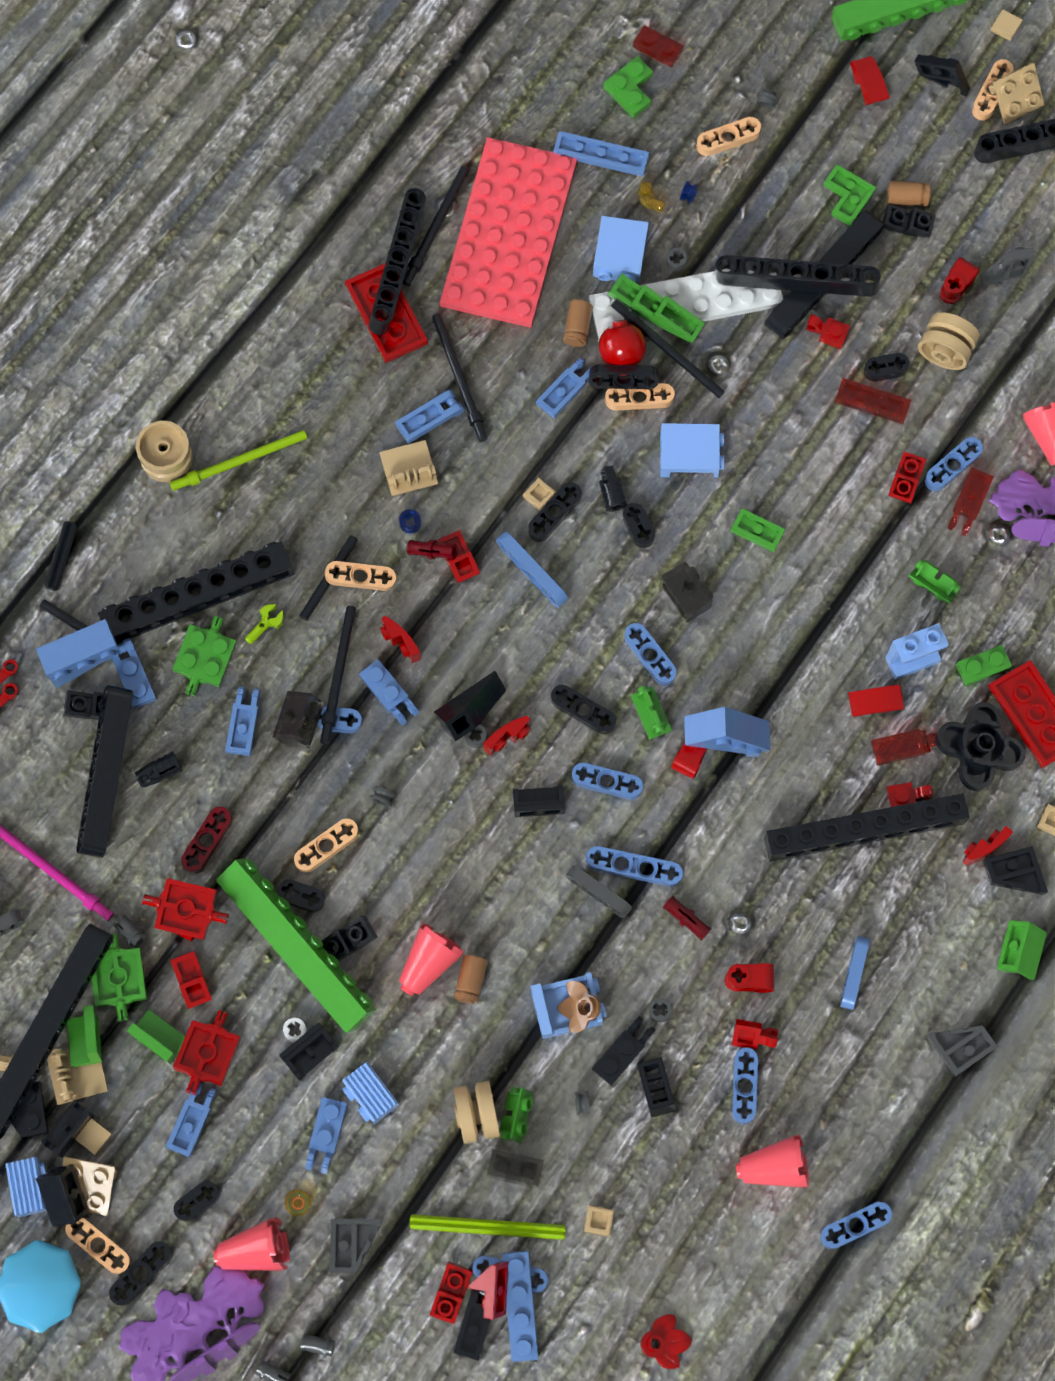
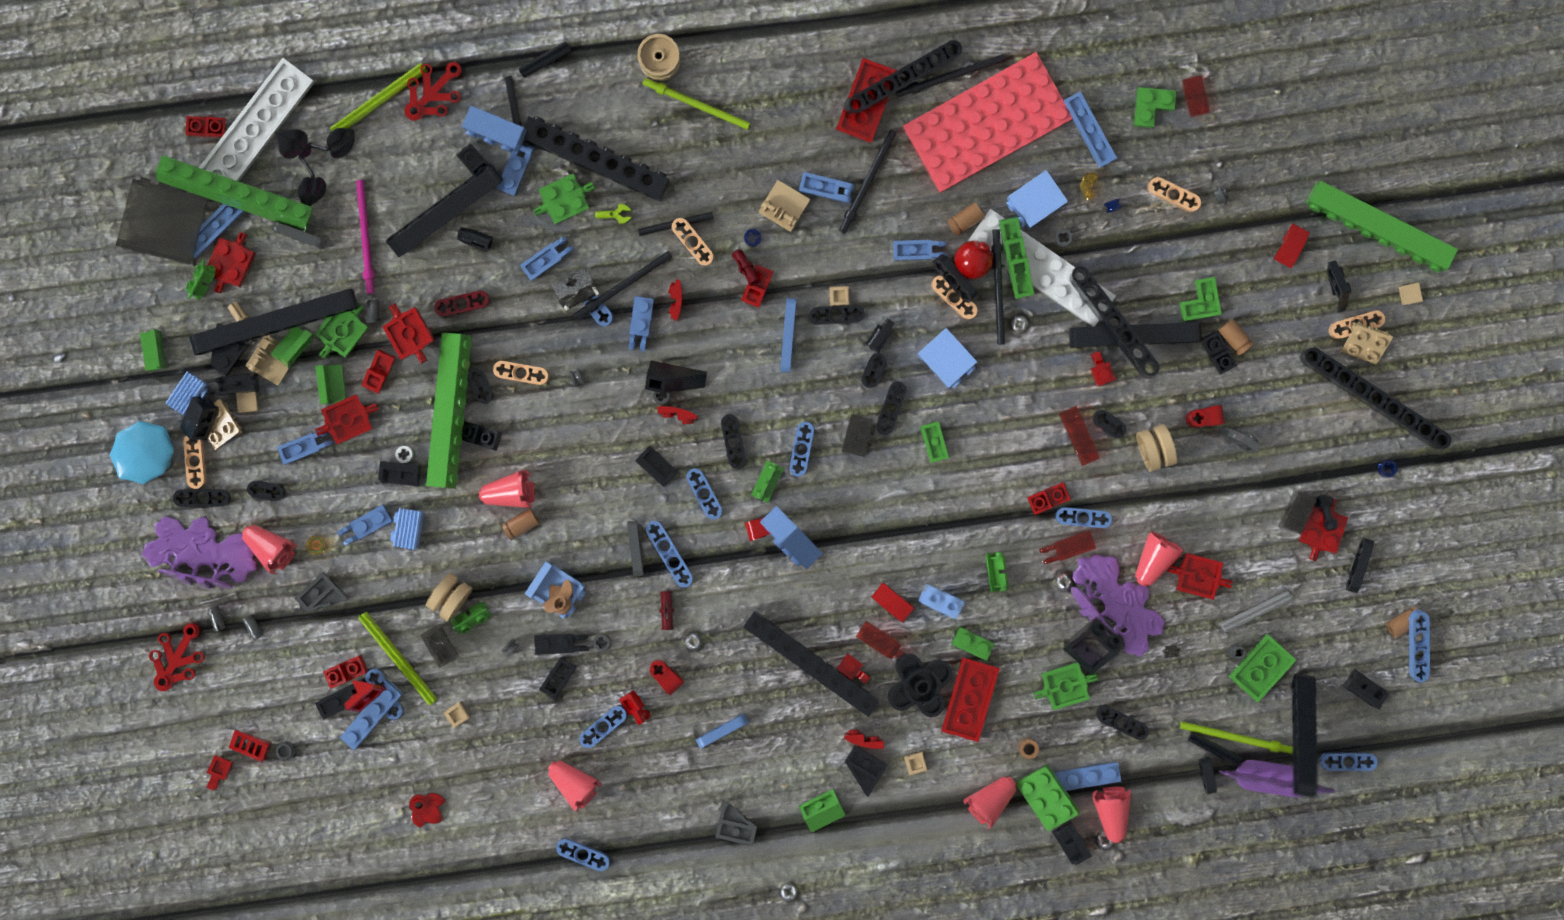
camera: 50 degrees right, 15 degrees up
(703, 552) = (891, 393): none -> black beam

